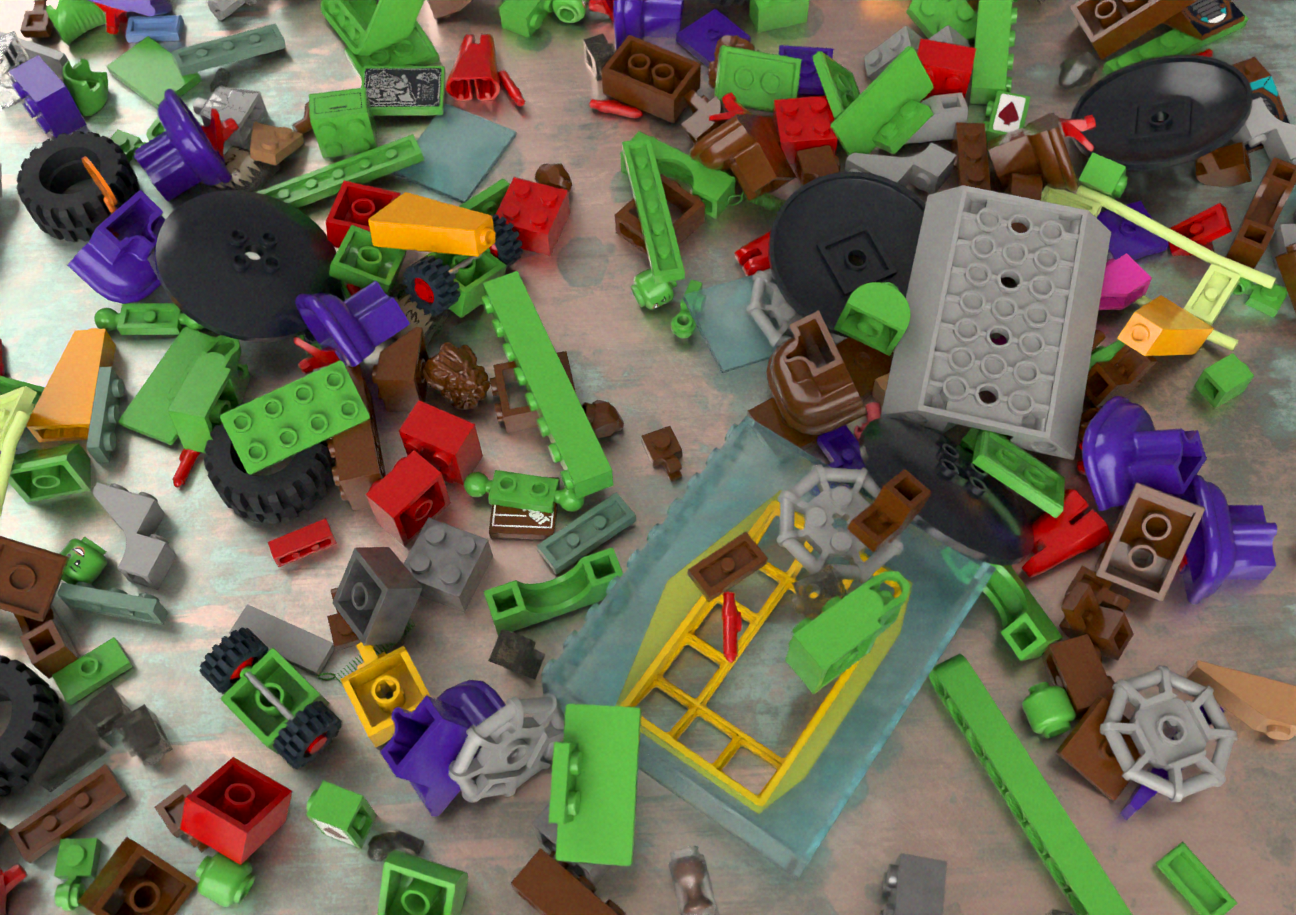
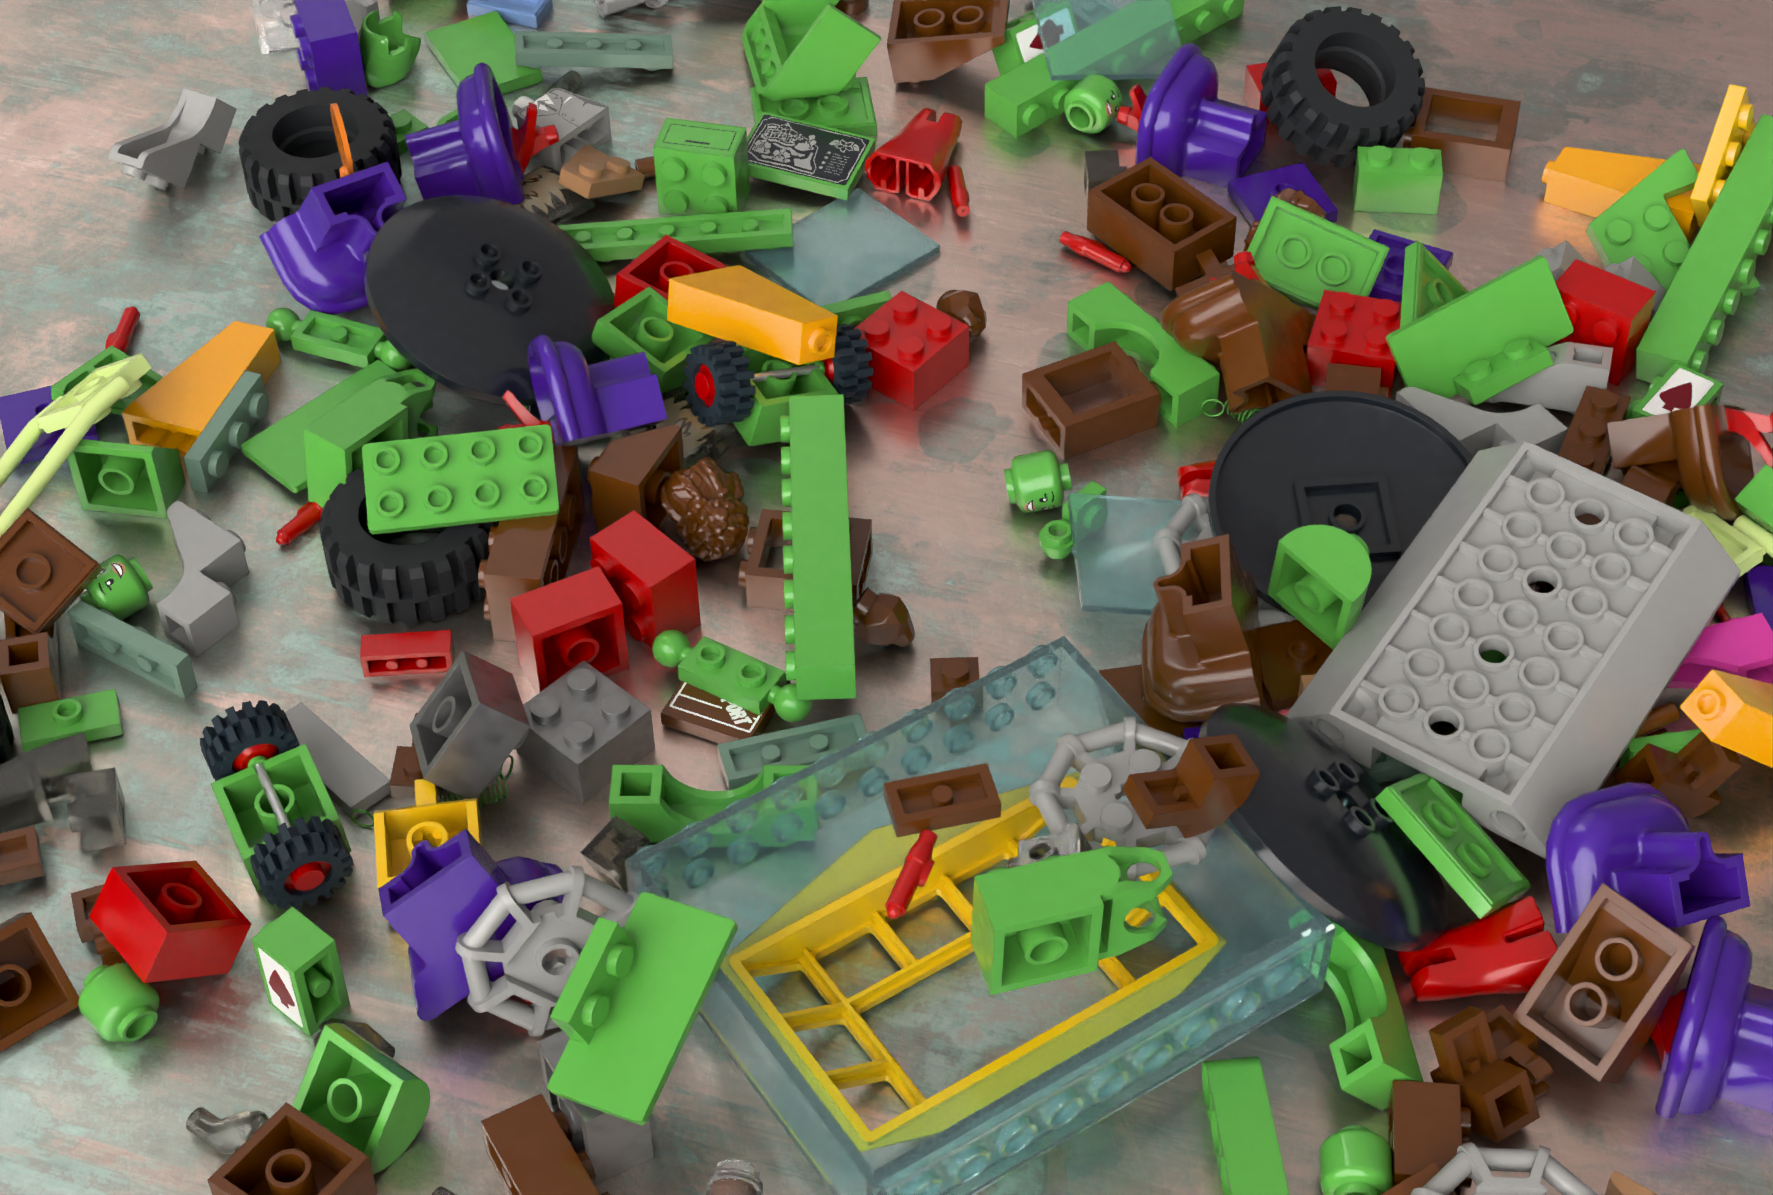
camera: 20 degrees right, 15 degrees down
(653, 211) = (1074, 378): bright green plate -> none

